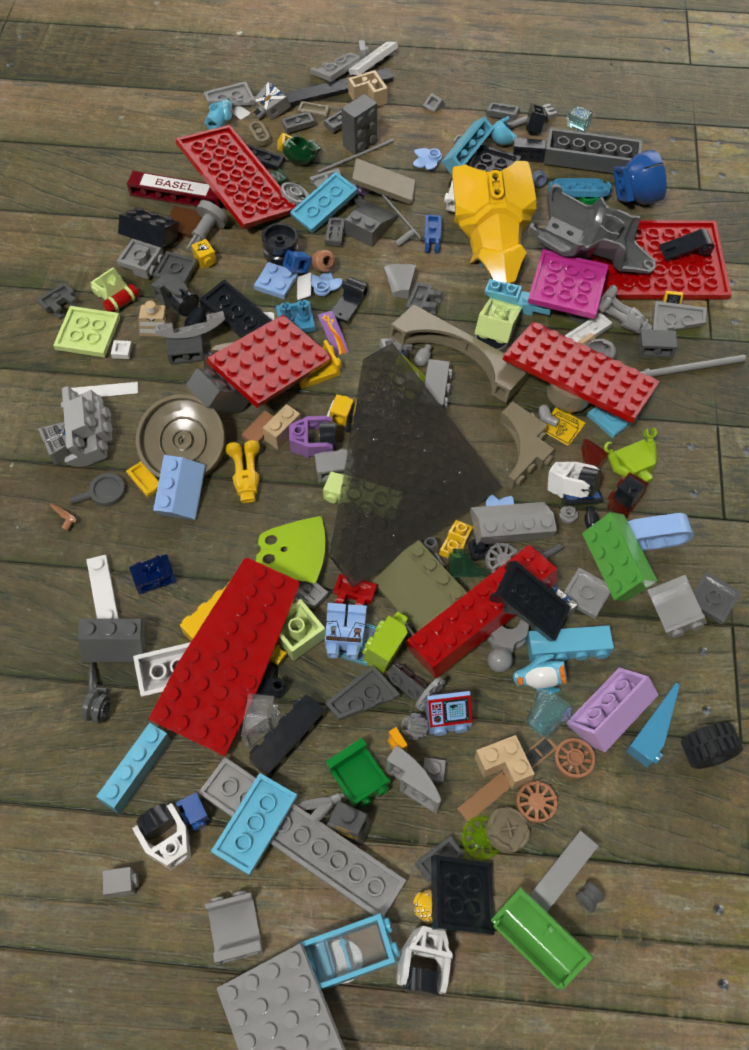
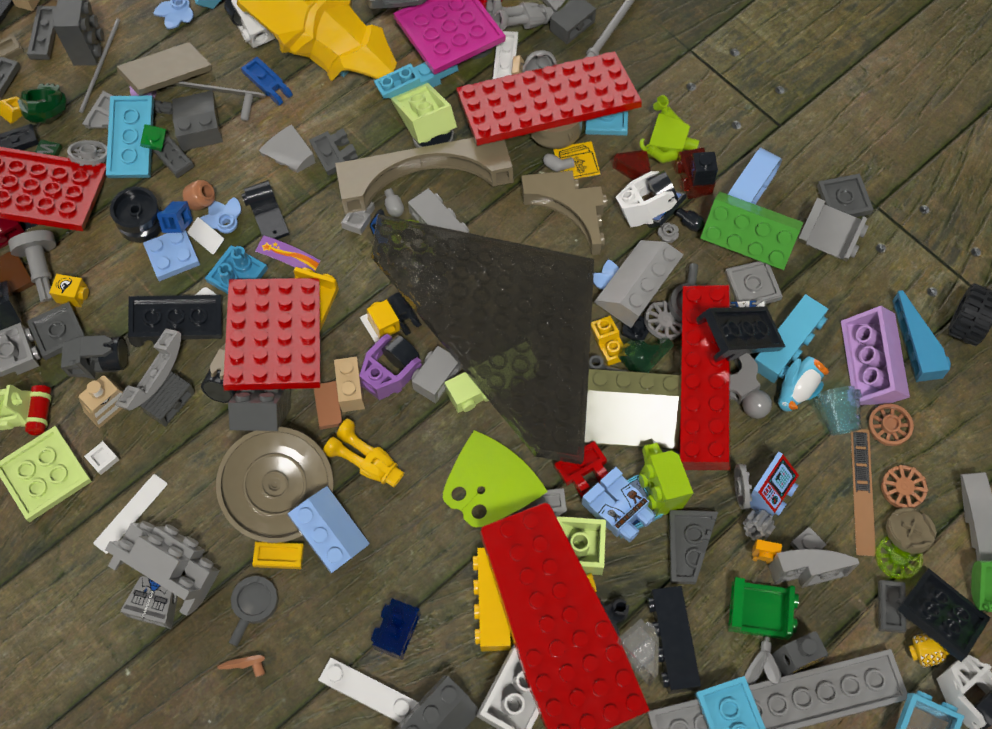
camera: 45 degrees left, 5 degrees up
(196, 316) = (139, 360): black brick -> none
(333, 211) = (152, 137): none -> green plate
(402, 678) = (719, 495): dark grey hinge -> none
(505, 756) = (852, 475): tan brick -> none

